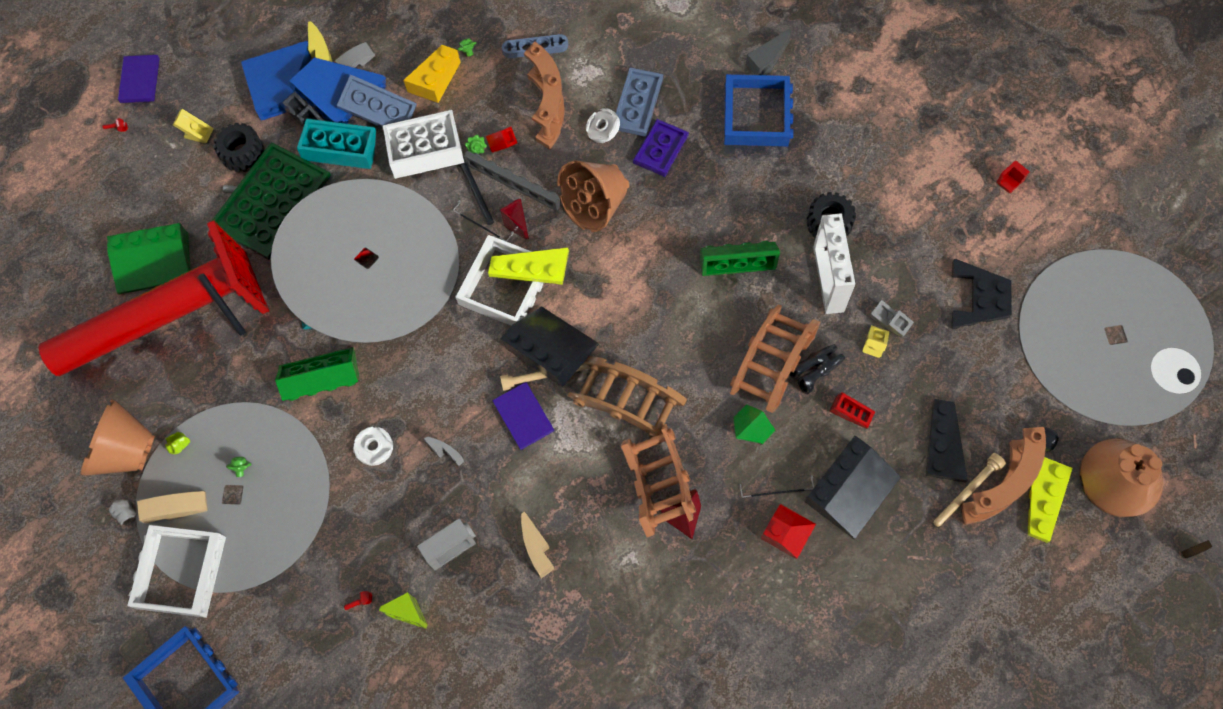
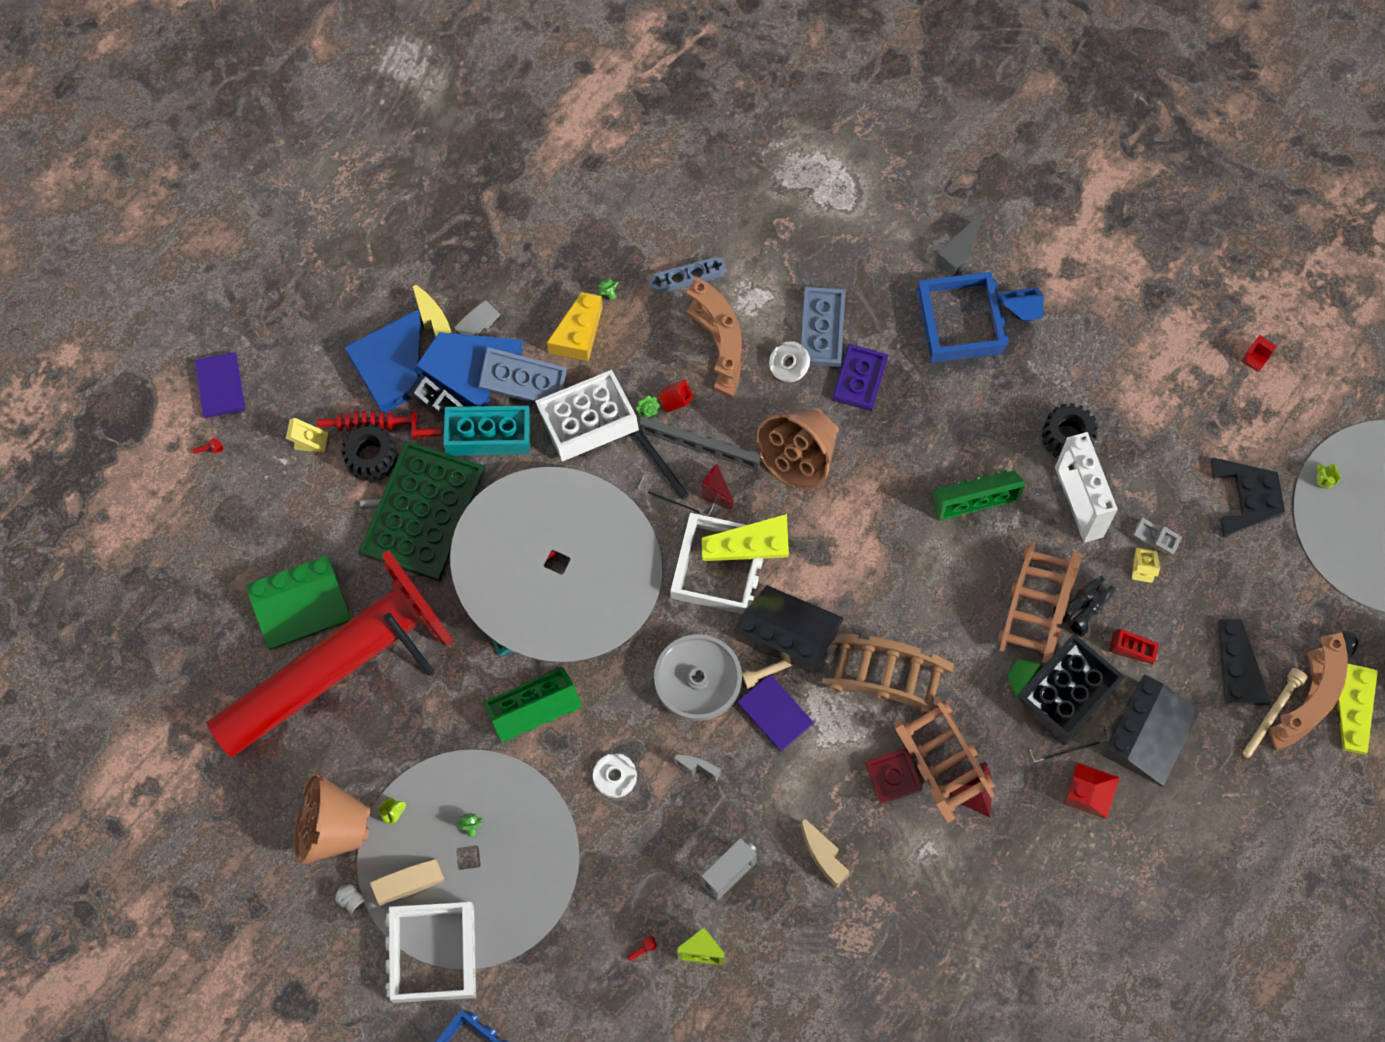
camera: 15 degrees left, 0 degrees up
(257, 123) = (391, 421): none -> red piece
(461, 374) = (698, 677): none -> light grey dish
(613, 488) = (893, 776): none -> dark red plate
(785, 437) = (1070, 688): none -> black slope
(813, 105) = (1024, 302): none -> blue slope
(1056, 290) = (1327, 476): none -> lime arm

